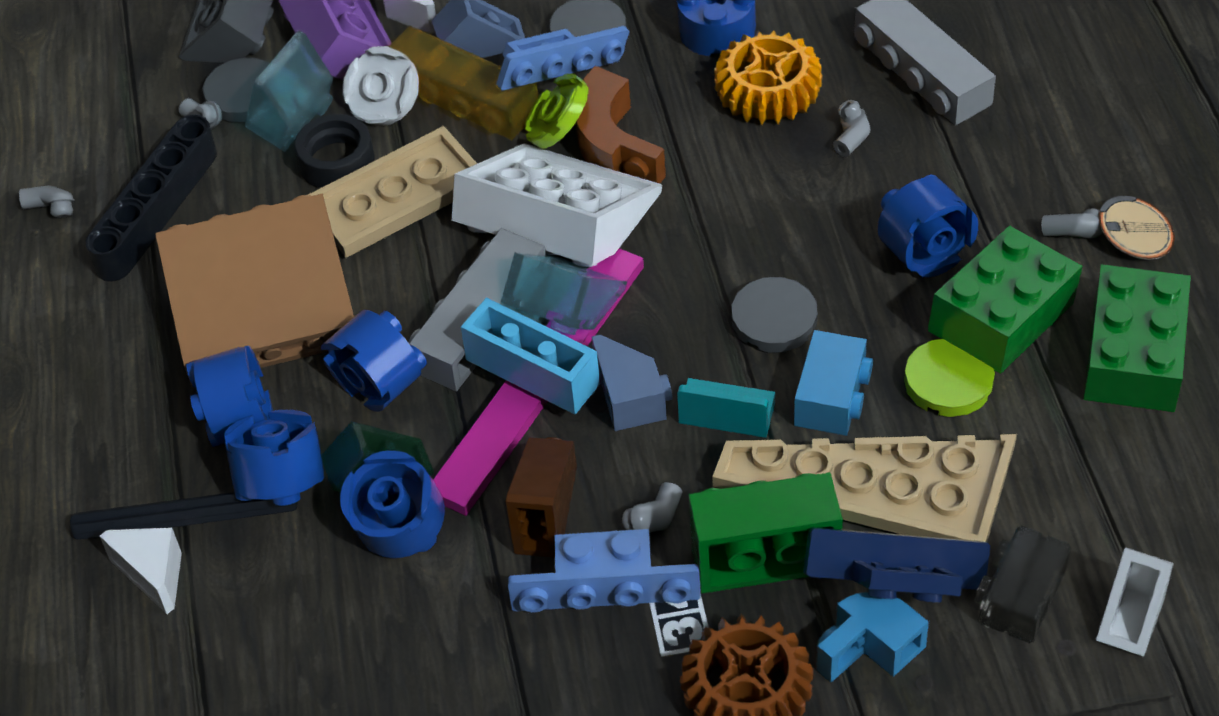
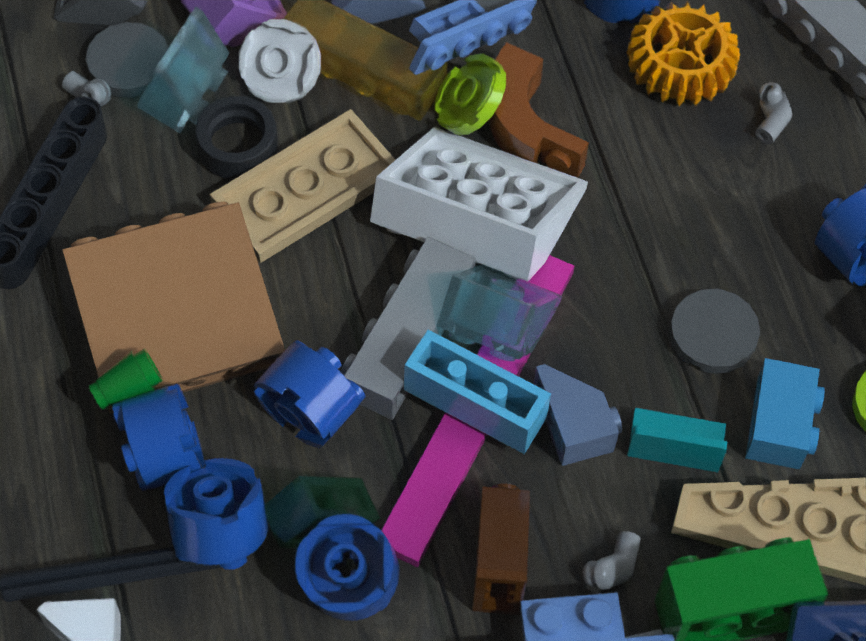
camera: 10 degrees left, 10 degrees up
(202, 340) = (126, 379): none -> green cone

